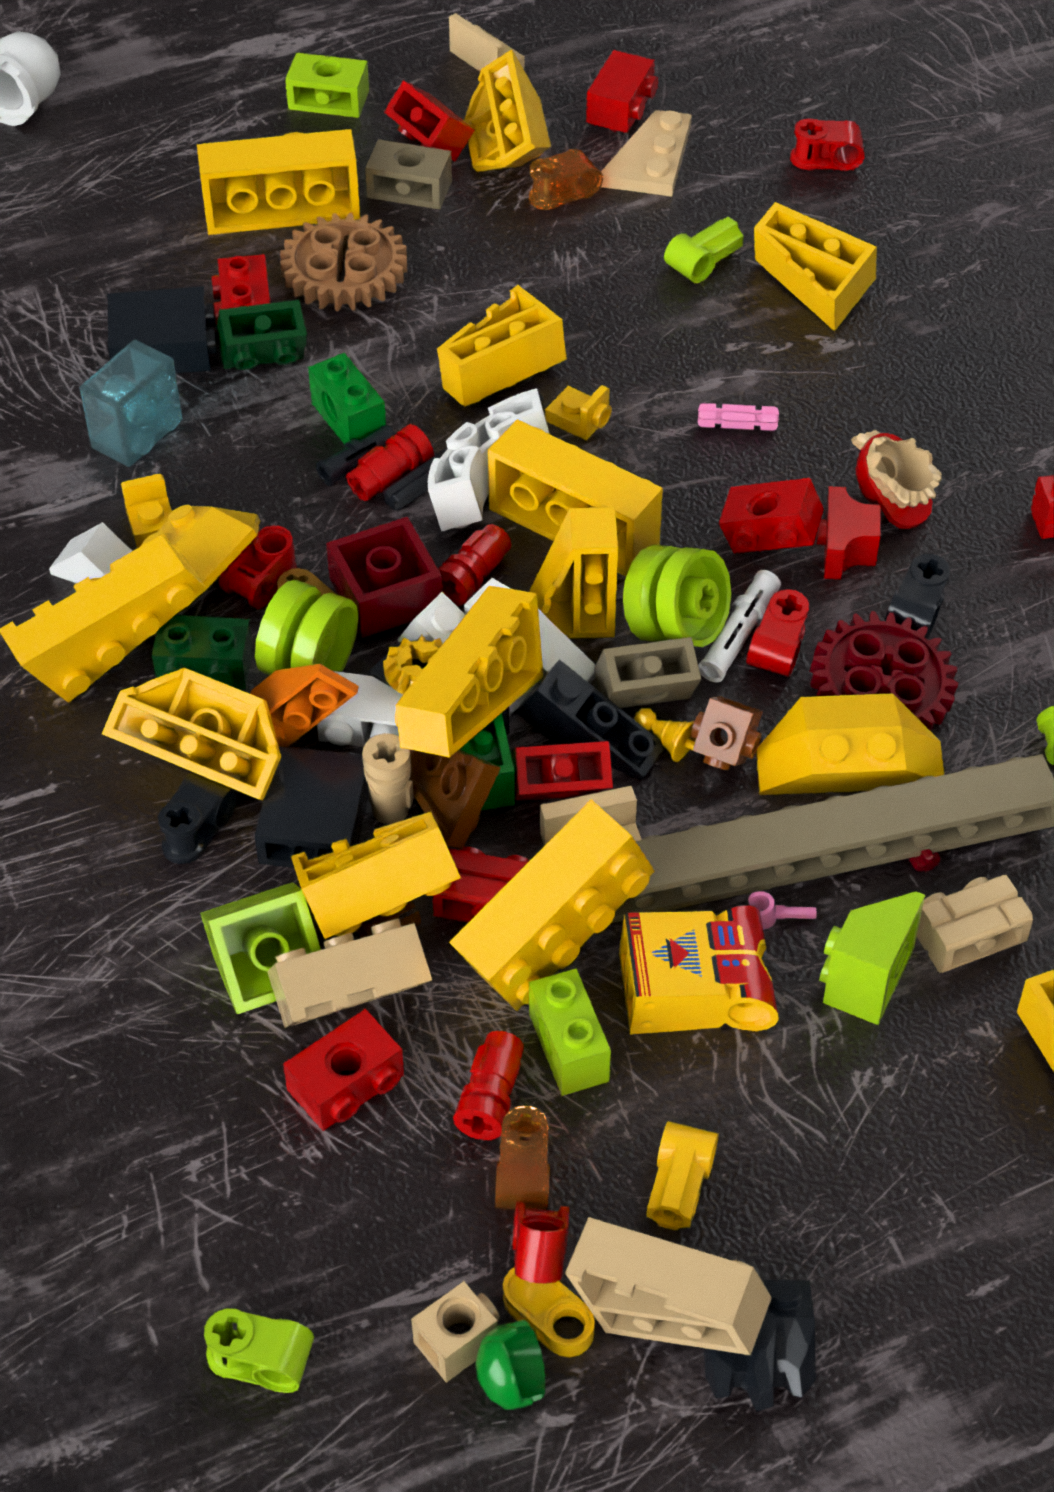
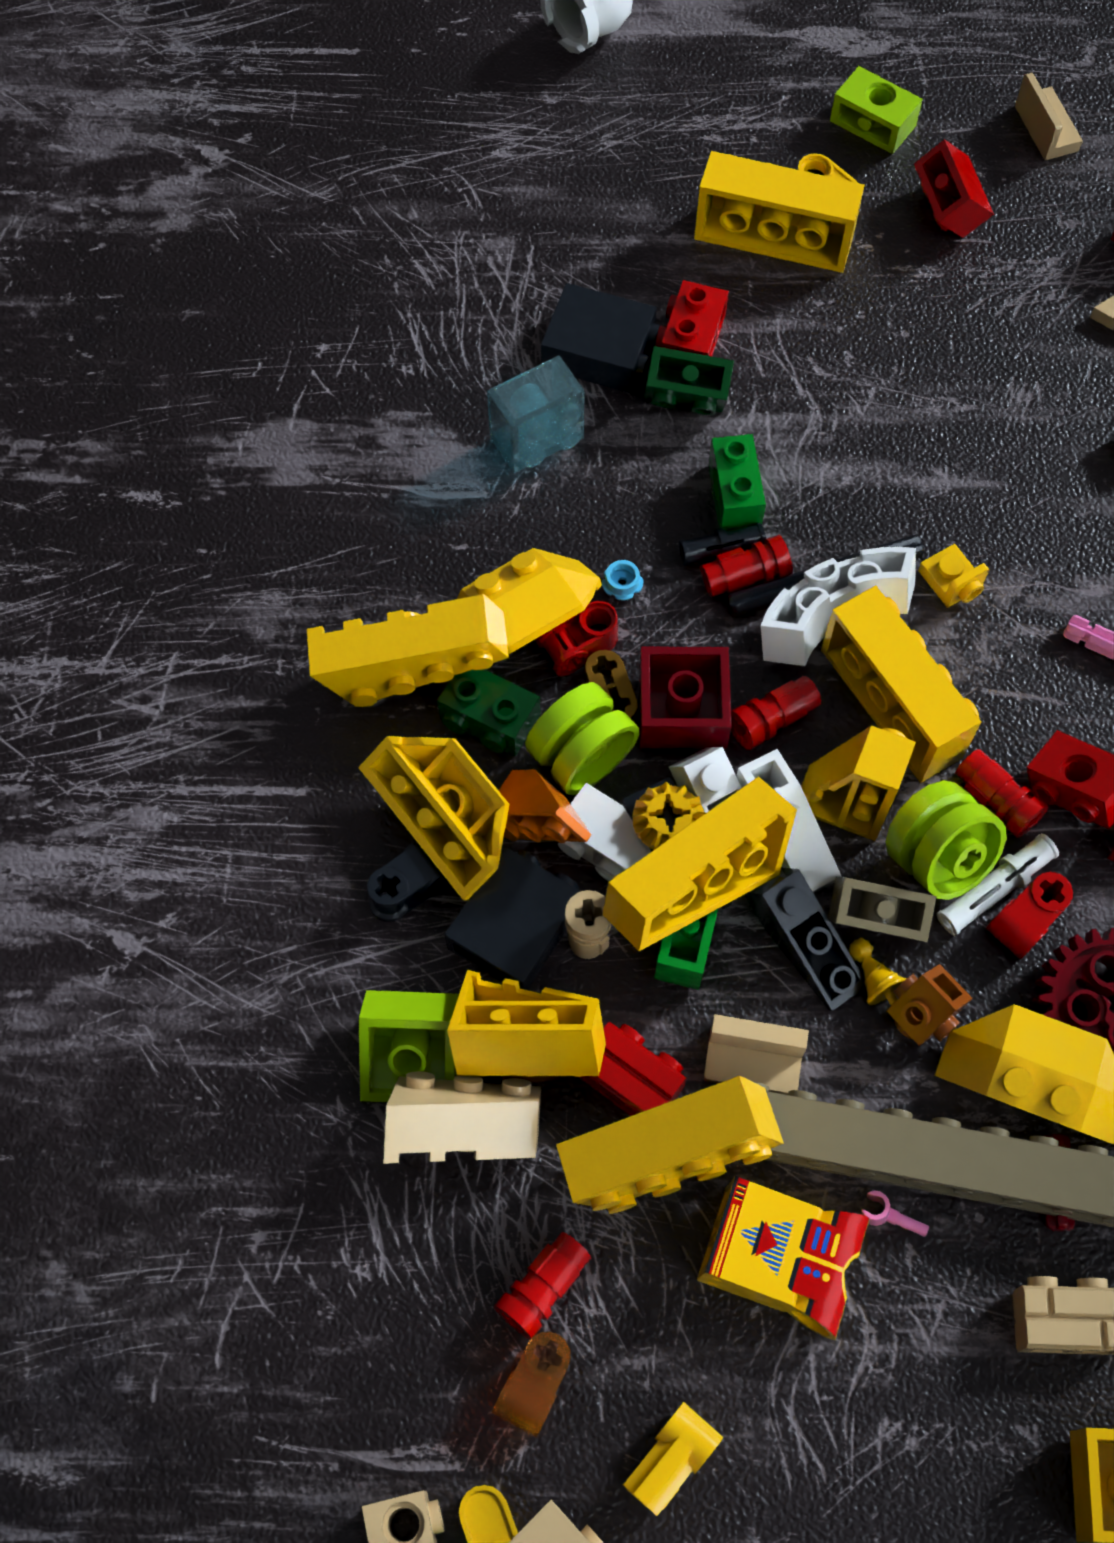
camera: 25 degrees right, 15 degrees up
(89, 555) = (438, 567): white slope -> none
(146, 505) = (507, 530): yellow bracket -> none
(260, 1349) = (234, 1468): lime piece -> none
(278, 510) = (625, 571): none -> medium azure plate
(315, 259) = (825, 336): medium nougat gear -> none
(355, 1046) = (394, 1201): red brick -> none
(408, 174) = (908, 241): dark tan brick -> none
(452, 791) = (637, 979): reddish brown wing -> none
(502, 348) = (908, 481): yellow wedge -> none
(505, 117) = (1030, 210): yellow wedge -> none
(540, 1243) = (509, 1479): red piece -> none
(561, 770) = (752, 983): red brick -> none
(565, 177) = (1059, 298): clear orange piece -> none
(569, 1032) = (636, 1264): lime brick -> none
(737, 556) = (997, 789): none -> red axle
(870, 955) = (950, 1323): lime slope -> none

